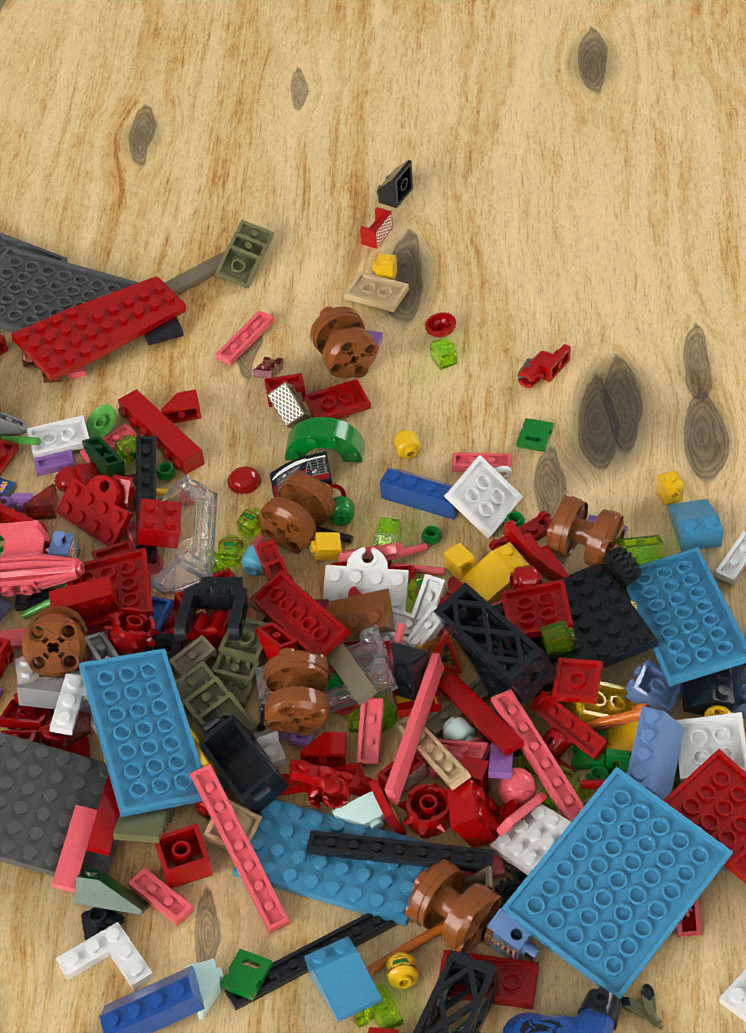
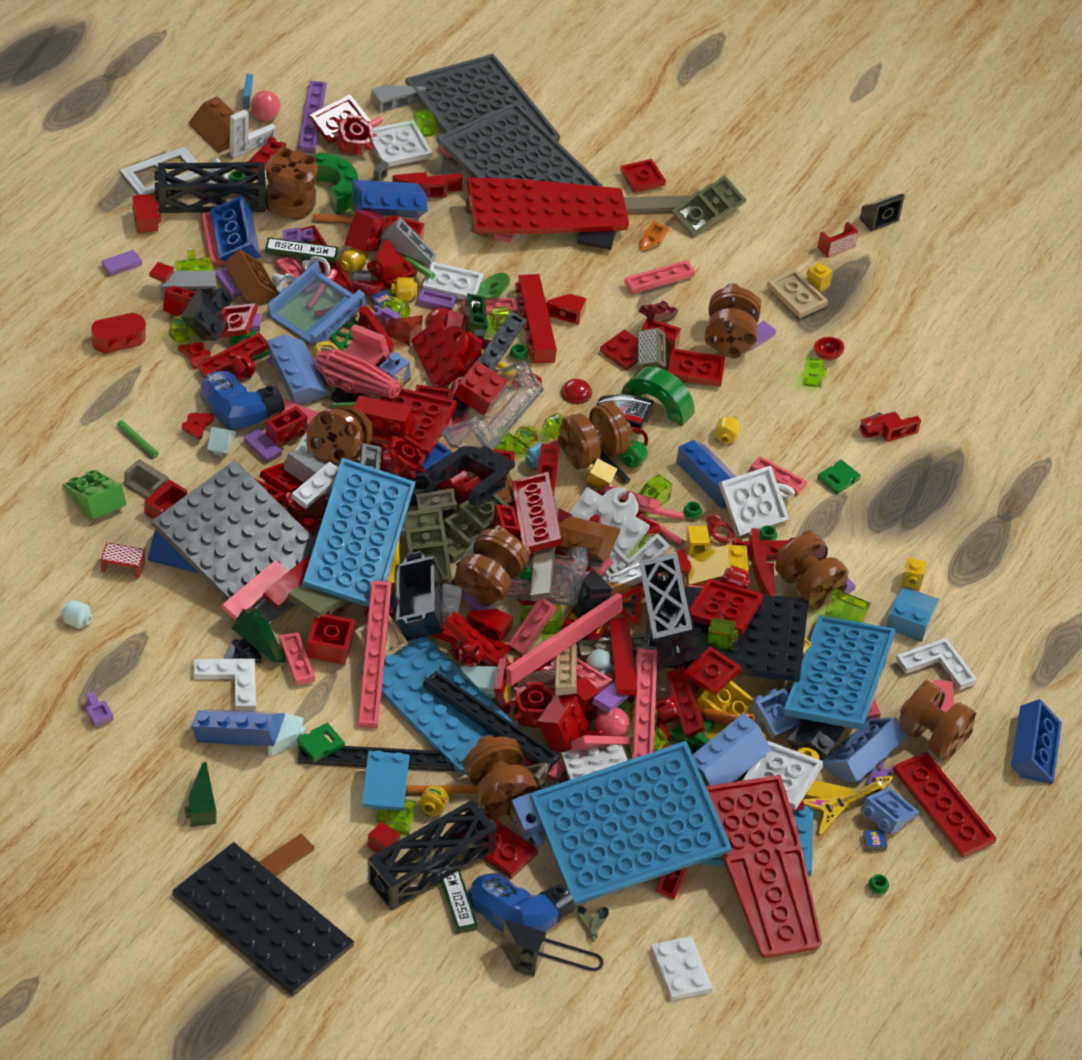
camera: 20 degrees right, 0 degrees up
(17, 467) = (404, 288): none -> yellow head
(23, 485) = (398, 305): none -> clear neon green head
(165, 256) = (643, 175): none -> red plate
(213, 304) = (653, 235): none -> orange plate
(259, 419) = (622, 349): none -> red plate
(460, 535) = (712, 523): none -> red piece
(622, 566) = (819, 609): black tyre -> none

